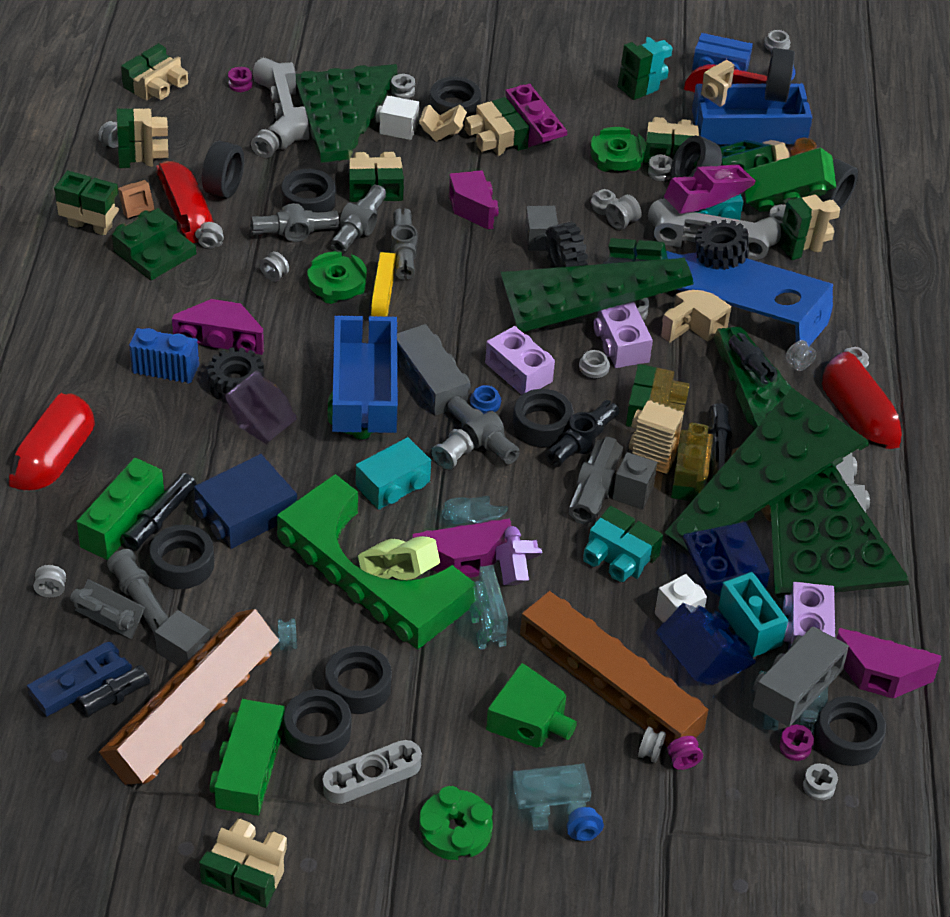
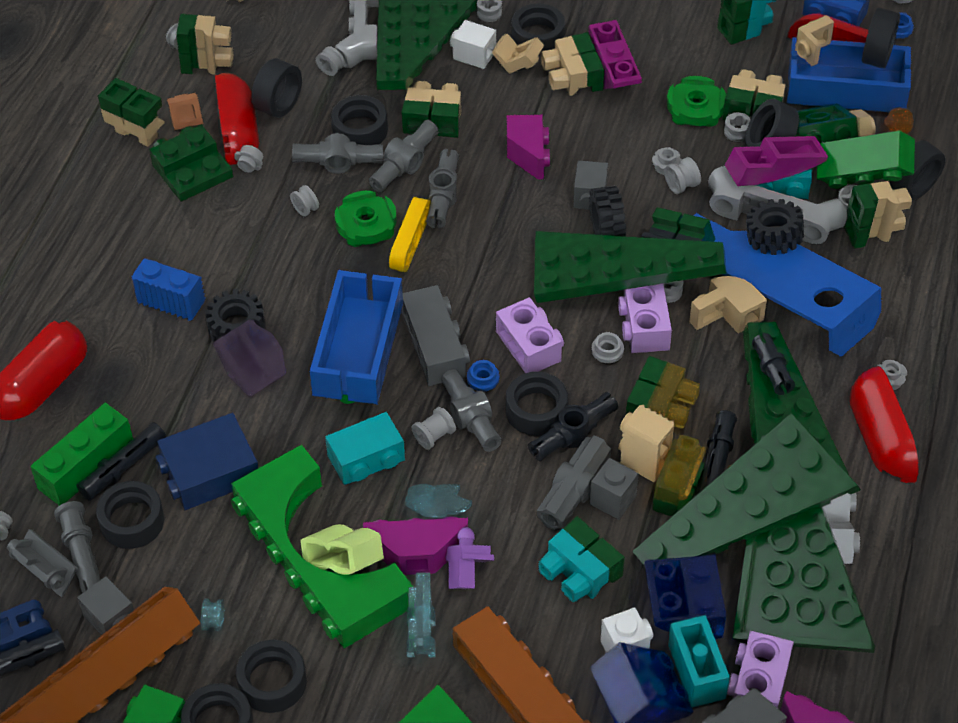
camera: 15 degrees right, 5 degrees up
(220, 326) = (230, 261): magenta slope -> none
(800, 355) = (832, 363): clear bush -> none

